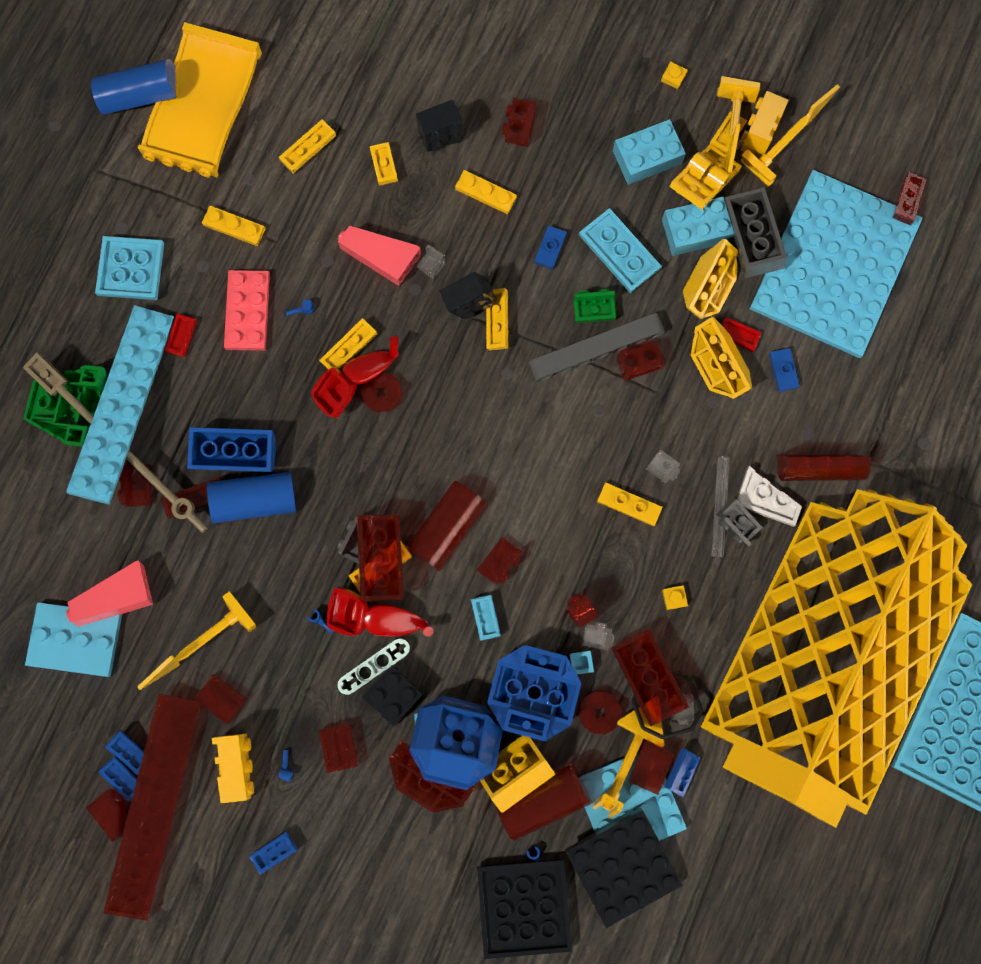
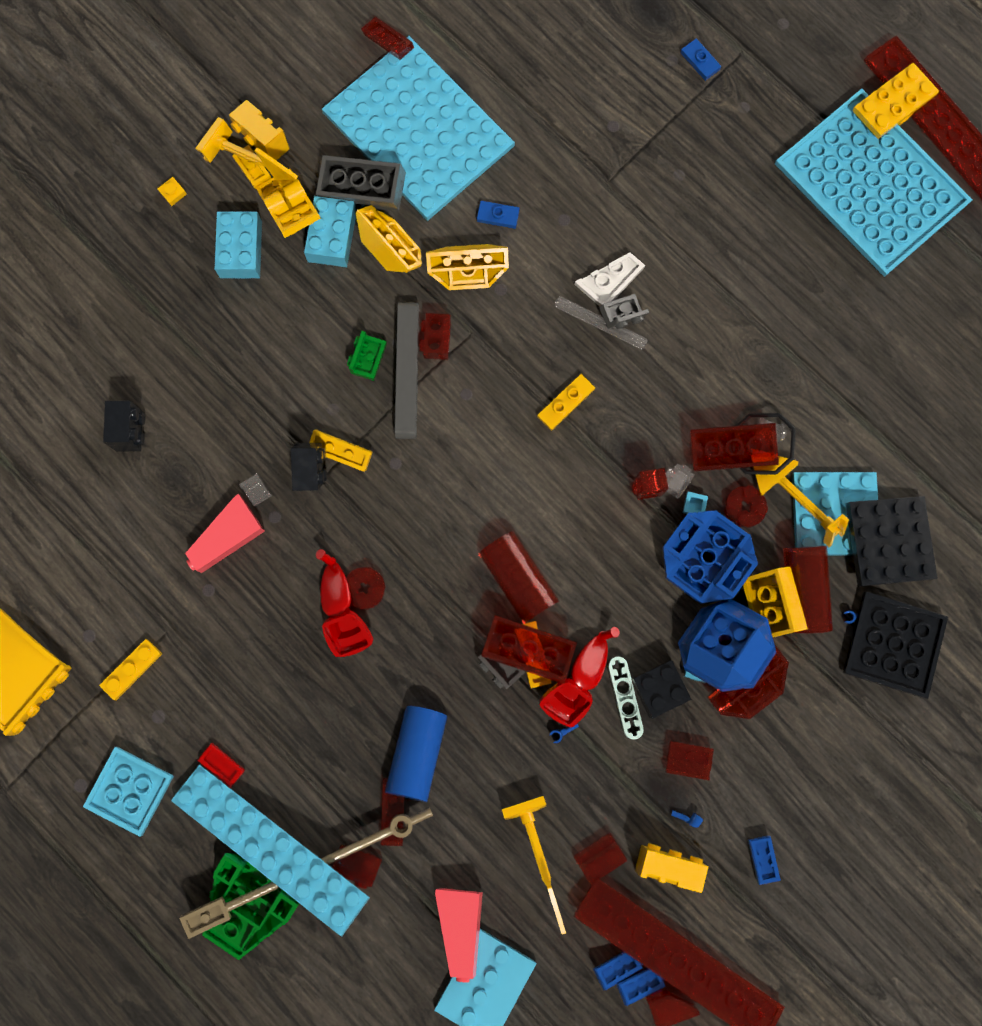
camera: 70 degrees left, 0 degrees up
(231, 449) = (362, 756): blue brick -> none
(247, 310) = (224, 688): coral plate -> none
(307, 146) = (82, 564): yellow plate -> none
(307, 308) = (247, 627): blue hand -> none
(349, 345) = (305, 602): yellow plate -> none
(383, 163) = (134, 496): yellow plate -> none
(485, 192) = (207, 411): yellow plate -> none
(485, 617) = (620, 575): medium azure plate -> none
(500, 561) = (573, 540): clear red bracket -> none
(521, 122) = (153, 350): clear red brick -> none
(550, 247) = (290, 373): blue plate -> none
(620, 250) = (322, 311): medium azure plate -> none
(651, 768) = (813, 480): clear red plate -> none
(664, 467) = (544, 356): clear brick -> none
(674, 597) = (667, 397): yellow plate -> none
(682, 772) = (826, 455): blue plate -> none
(741, 334) = (449, 236): red tile -> none
(760, 166) = (297, 152): yellow piece -> none
(823, 467) = (602, 218): clear red brick -> none
(920, 608) = (795, 228): yellow panel -> none

